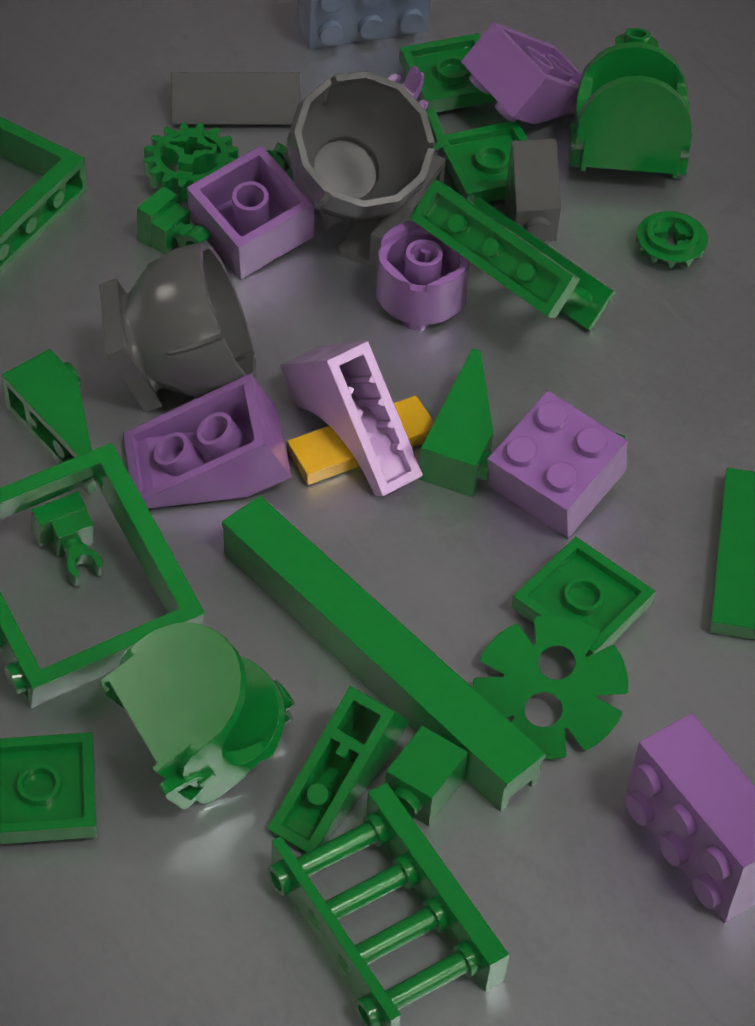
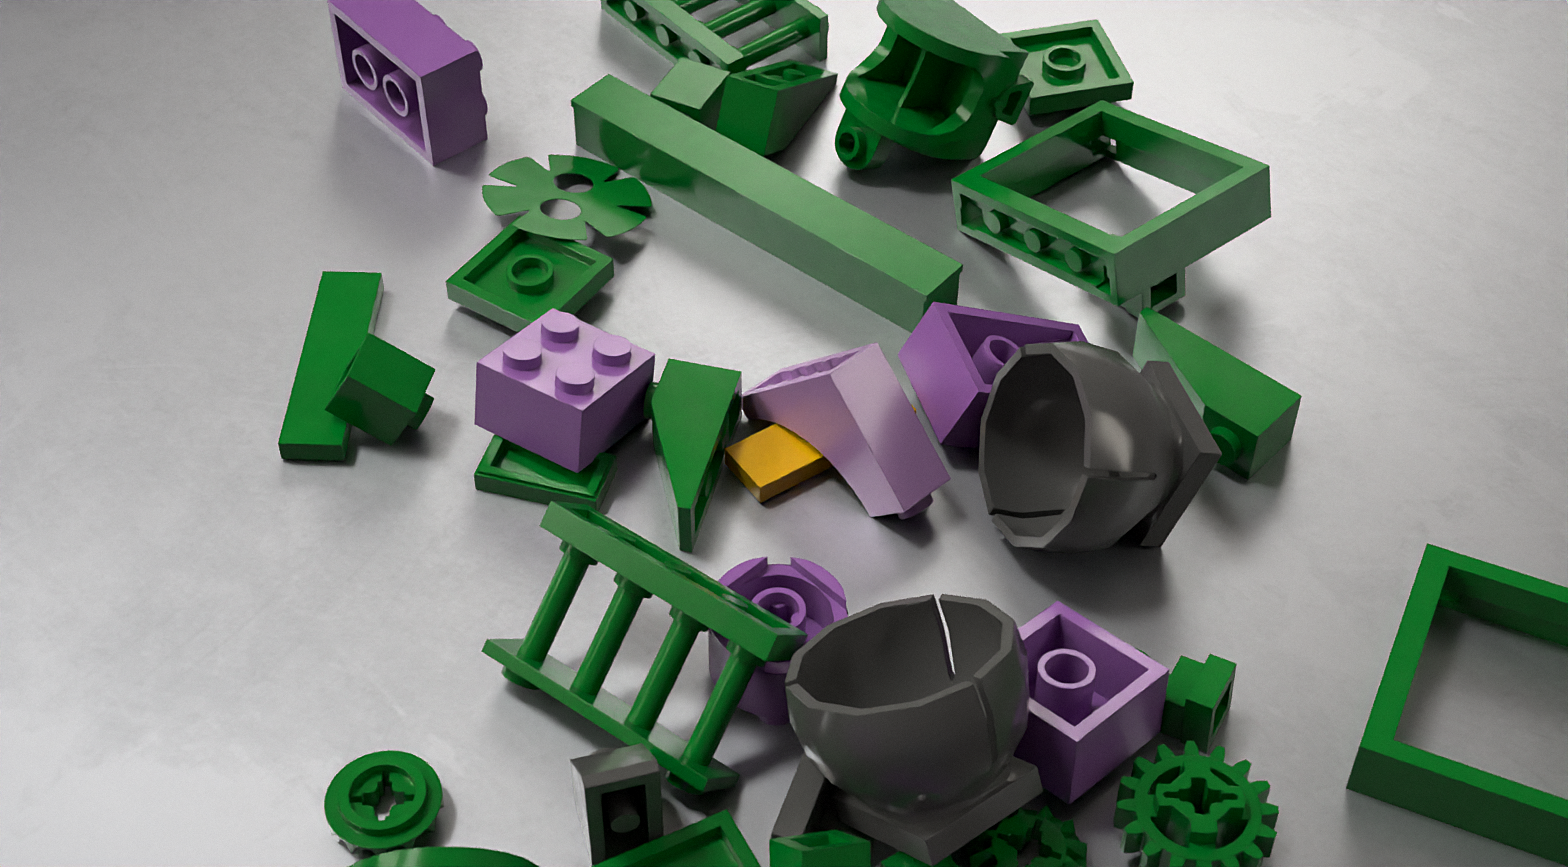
camera: 175 degrees right, 5 degrees down
(700, 486) = (382, 390): none -> green brick

